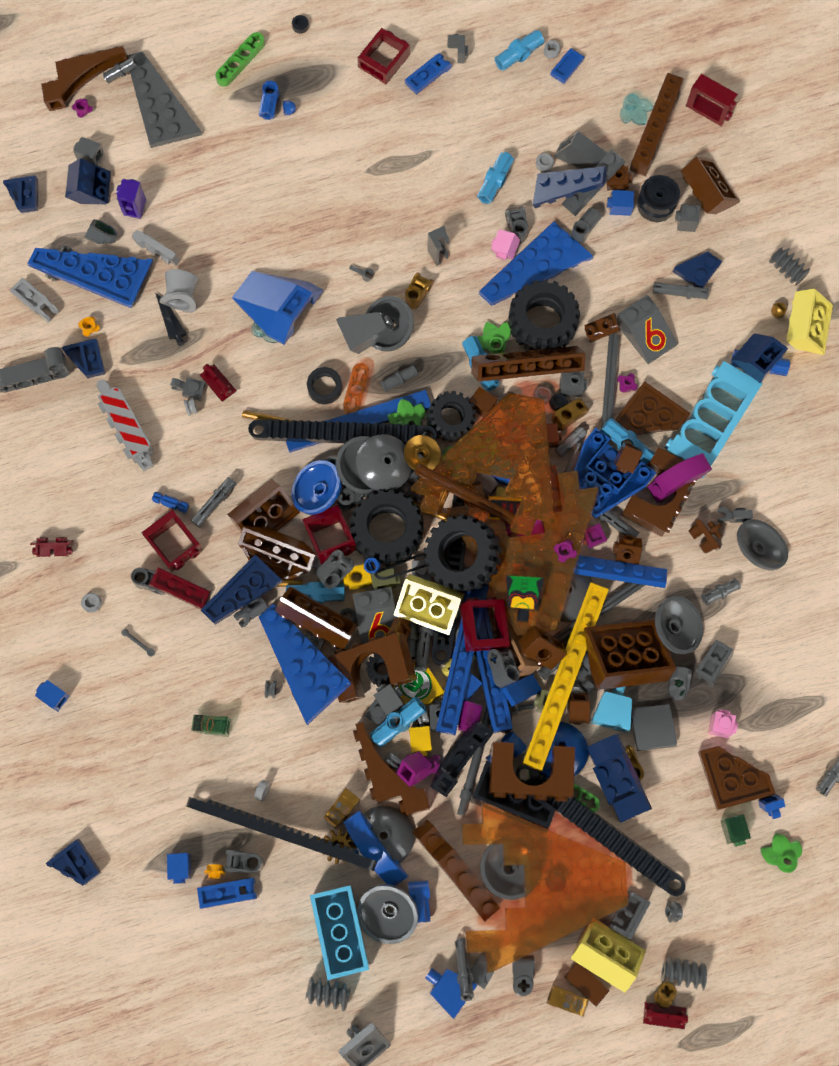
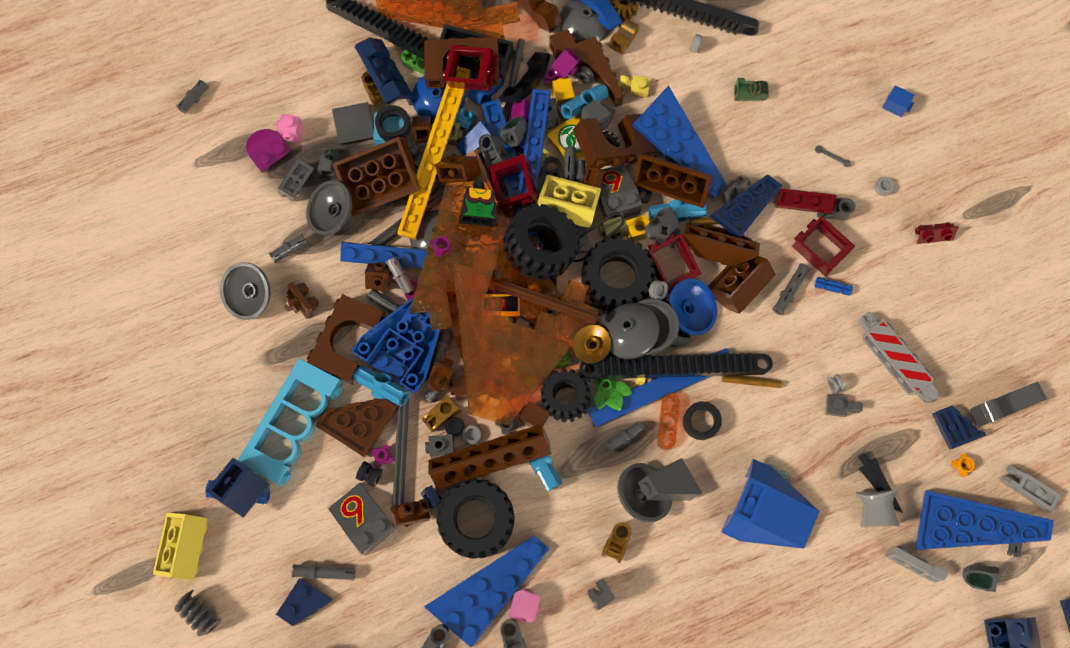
camera: 175 degrees right, 0 degrees up
(131, 198) = (960, 620): dark purple brick -> none
(217, 382) = (813, 414): dark red hinge -> none
(270, 689) = (703, 124): dark grey bush -> none
(336, 744) = (638, 85): none -> light yellow plate
(349, 501) = (658, 290): none -> light grey tile
(362, 272) = (682, 560): dark grey hand -> none
(369, 567) = (627, 230): blue hinge -> none
(479, 687) = (513, 131): none -> dark grey rock
(493, 335) = (528, 497): bright green plate -> none
(505, 745) = (486, 71): none -> dark red window
(529, 719) = (465, 118): none -> dark azure tile
(570, 437) = (440, 375): none -> reddish brown hips
(582, 341) = (432, 496): none -> dark blue plate
(606, 544) = (400, 275): none -> light grey axle
(610, 723) = (388, 111): none -> black tyre
(627, 458) = (380, 361): reddish brown brick -> none
(635, 365) = (369, 474): none -> black wheel
(678, 476) = (324, 347): magenta arch -> none
(733, 779) = (281, 86): reddish brown plate -> none
(735, 830) = (281, 46): clear green brick -> none
(738, 515) = (267, 322): dark grey plate -> none
(748, 705) = (266, 148): none -> magenta slope
(772, 805) = (248, 68): blue tile -> none
(777, 309) = (217, 558): pearl gold hinge -> none
(782, 850) = (242, 35): bright green plate -> none

